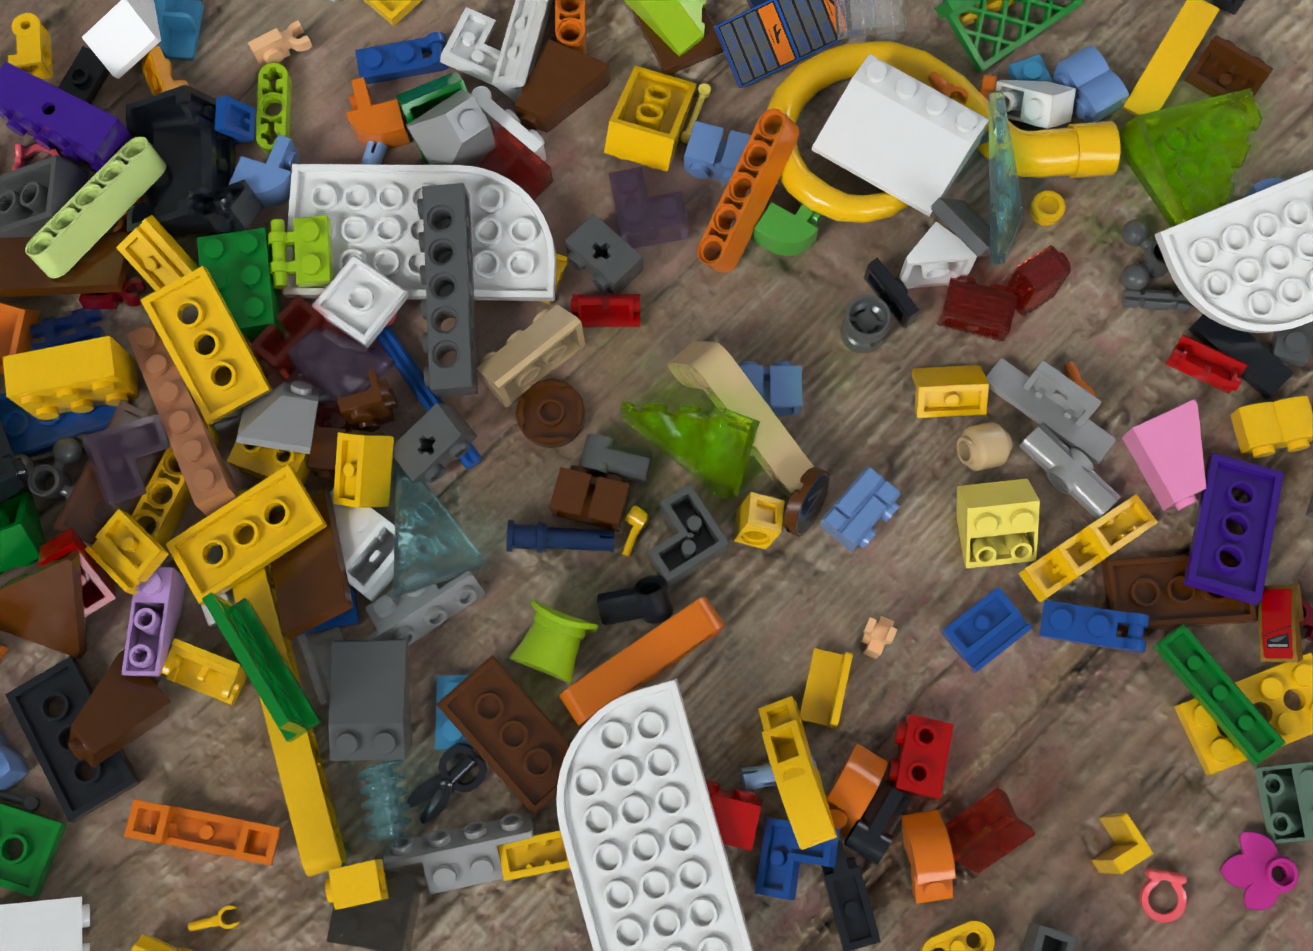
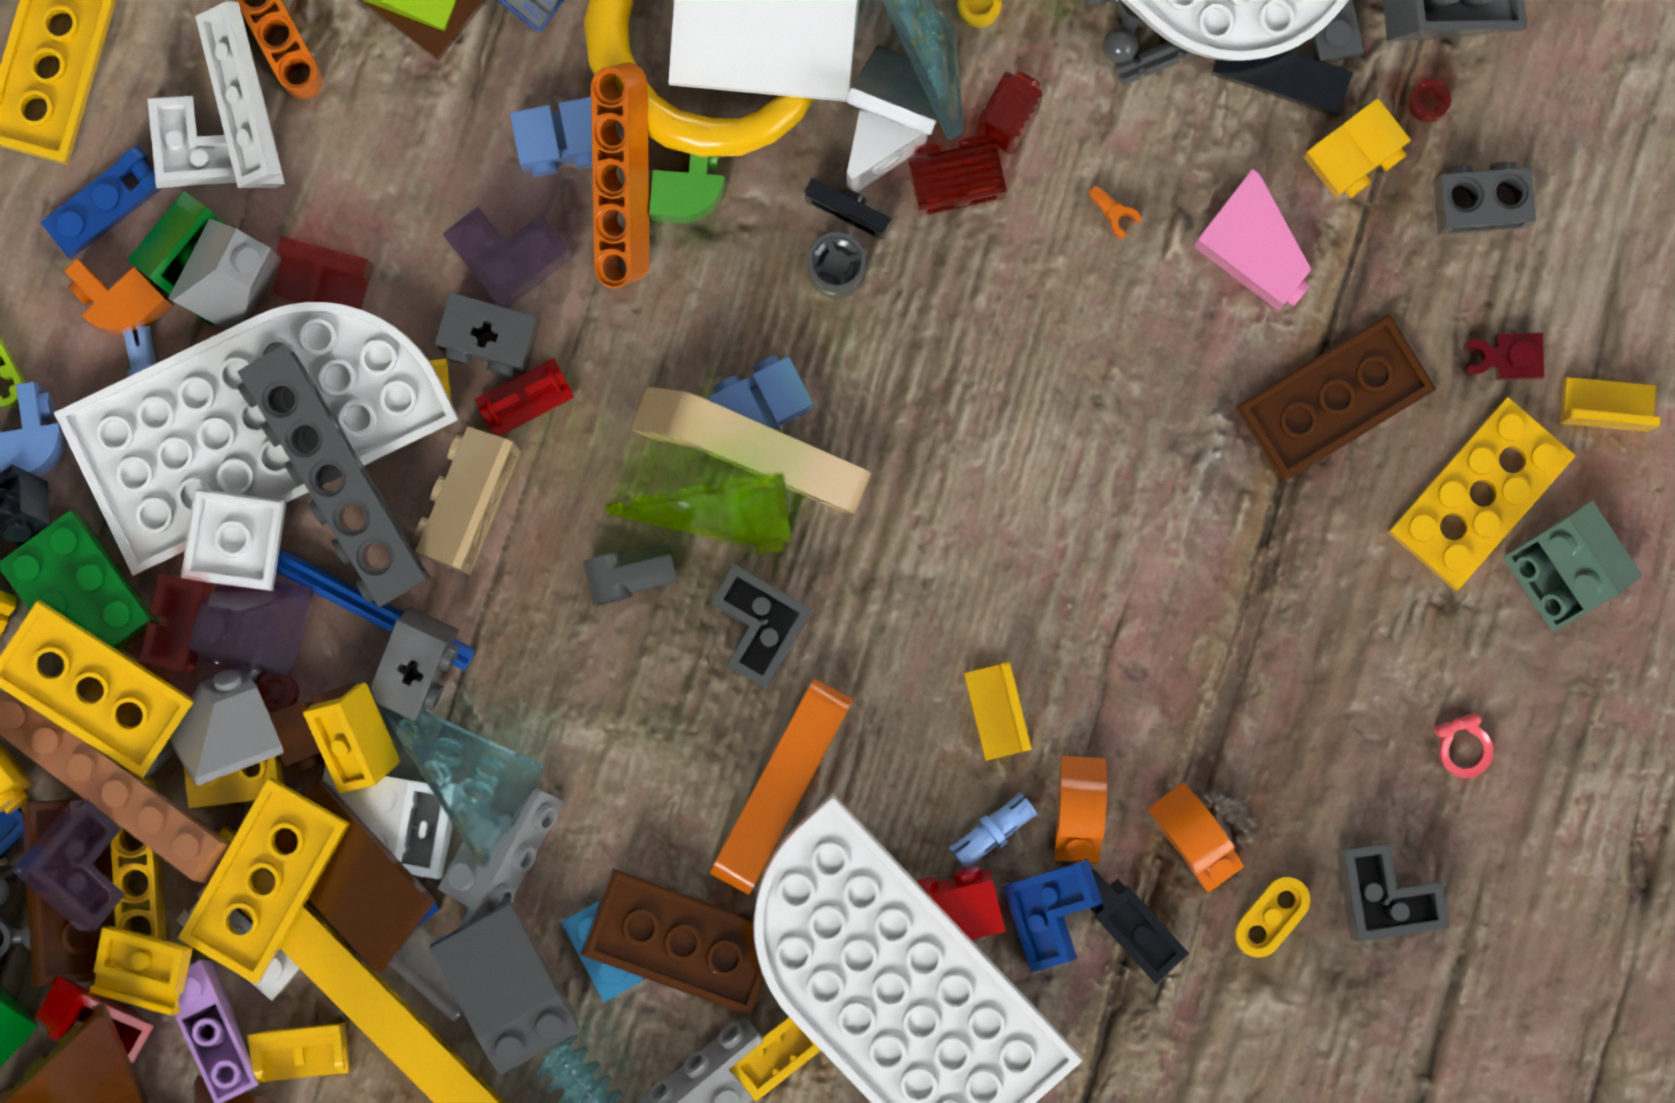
camera: 30 degrees left, 10 degrees up
(264, 666) = (370, 1014): green fence -> none
(312, 252) = (140, 507): lime plate -> none
(370, 408) = (317, 666): reddish brown bracket -> none
(442, 786) = (633, 1037): black piece -> none
(508, 119) = (282, 224): white plate -> none
(542, 537) = (594, 705): dark blue pin -> none
(551, 413) = (526, 555): reddish brown tile -> none
(552, 642) = (672, 820): lime hat -> none
(559, 86) = (318, 145): reddish brown slope -> none
(590, 498) = (626, 633): reddish brown piece -> none
(638, 519) = (693, 627): yellow hand -> none
(645, 600) = (750, 717): black piece -> none
(649, 118) = (450, 128): yellow slope -> none
(704, 91) = (496, 58): light yellow hinge -> none
(758, 520) = (830, 563): yellow brick -> none
(796, 773) = (1011, 824): yellow slope -> none
(806, 504) = (875, 518): tile -> none
(860, 509) = (939, 488): medium blue brick -> none
(874, 830) = (1125, 839): black piece -> none
(876, 635) = (1027, 625): light nougat plate -> none
(920, 756) = (1137, 733): red brick -> none
(950, 391) = (971, 293): yellow panel -> none
(984, 446) = (1042, 342): tan head -> none
(986, 629) = (1143, 554): blue plate -> none
(986, 832) = (1245, 780): clear red panel -> none
(998, 522) = (1099, 424): light yellow slope -> none
(1055, 402) = (1097, 253): light grey bracket -> none
(1069, 471) = (1152, 322): light grey piece -> none
(1087, 548) = (1213, 401): yellow slope -> none
(1093, 626) = (1257, 491): blue plate -> none
(1129, 846) = (1402, 726): yellow panel -> none
(1206, 364) = (1249, 112): red hinge -> none
(1211, 536) = (1384, 275): dark purple plate -> none
(1219, 695) = (1426, 499): green tile -> none
(1254, 871) = (1548, 671): dark pink plate -> none
(1279, 623) = (1455, 377): slope -> none

